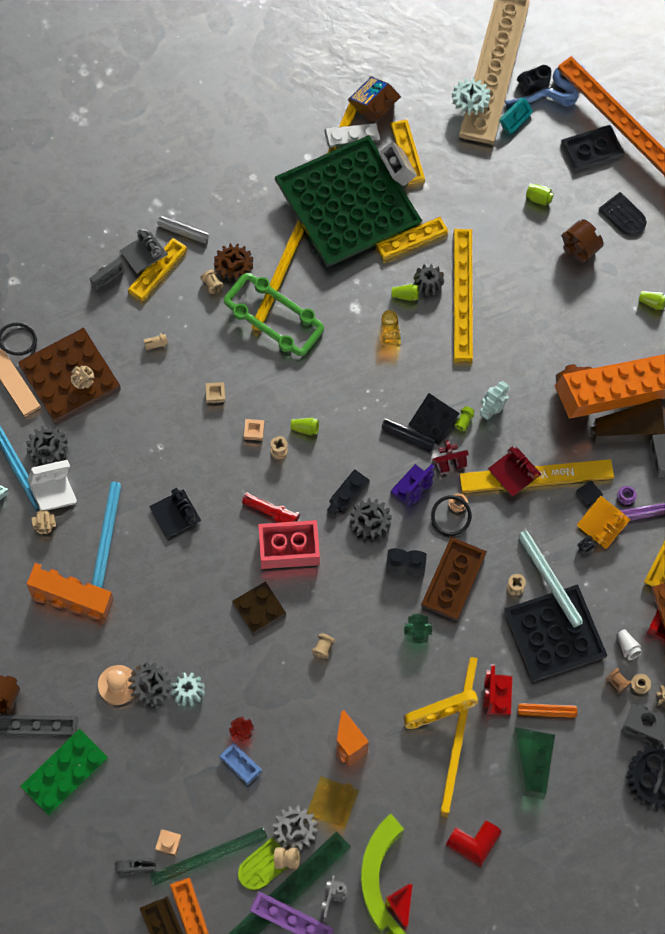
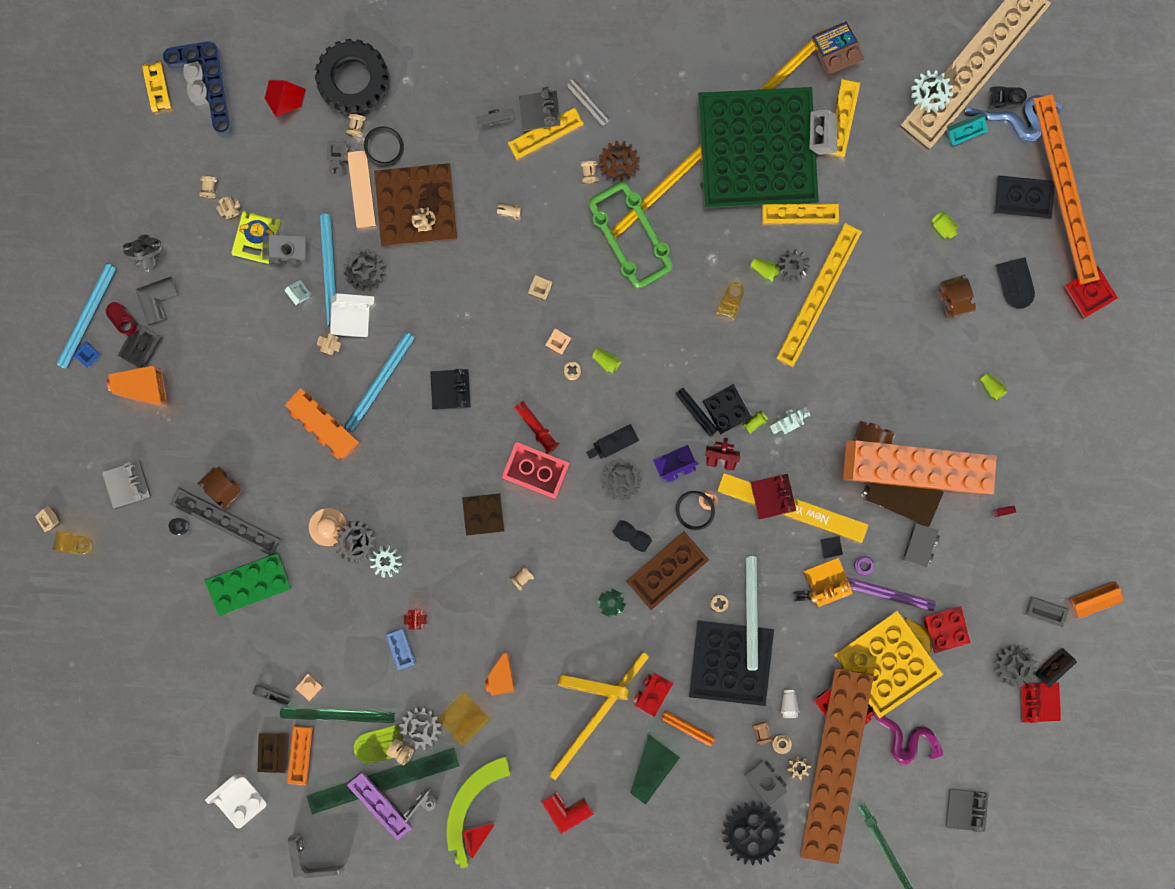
camera: 25 degrees right, 20 degrees up
(344, 135) = (796, 77): white plate -> none

